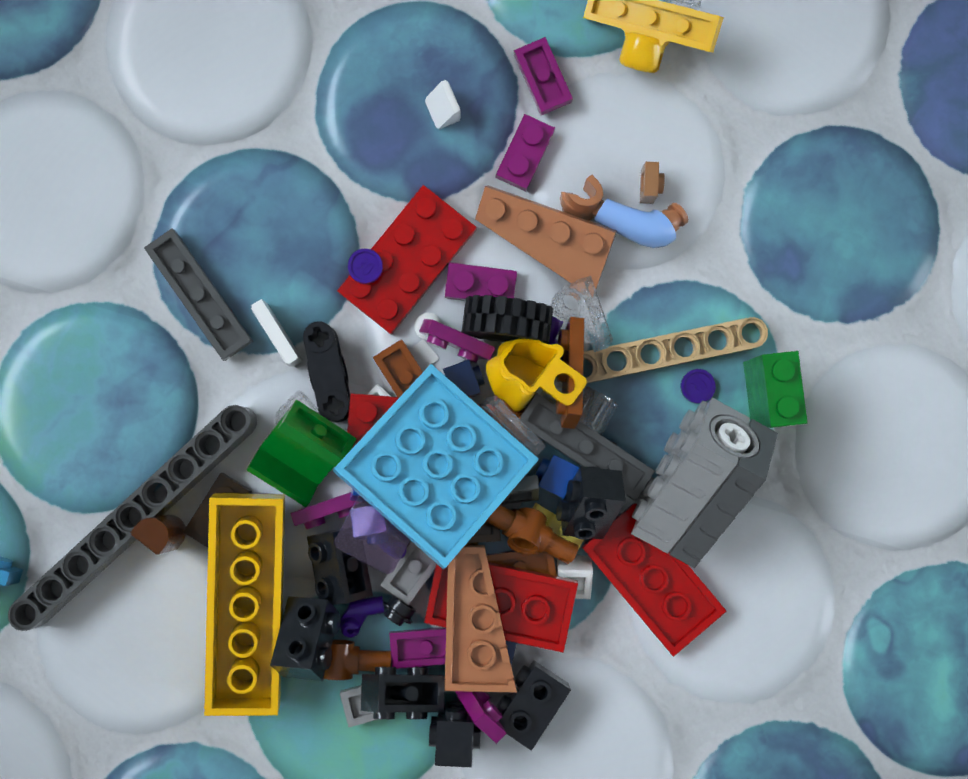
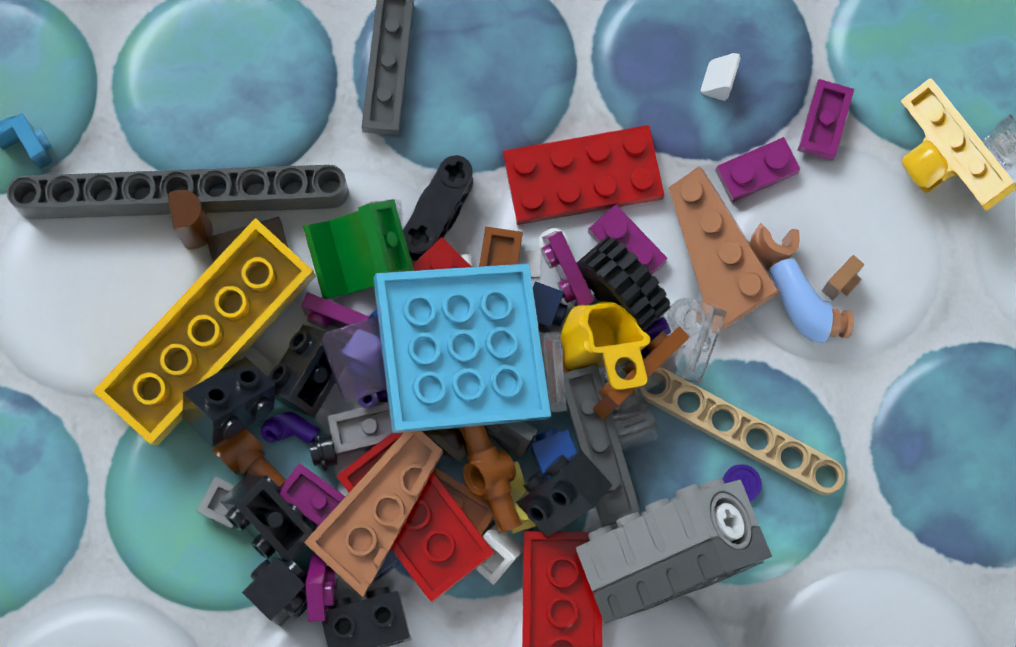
camera: 40 degrees right, 10 degrees down
(276, 333) = (423, 143): white tile -> none
(365, 266) = (543, 148): dark purple piece -> none
(775, 389) = (804, 533): green panel -> none

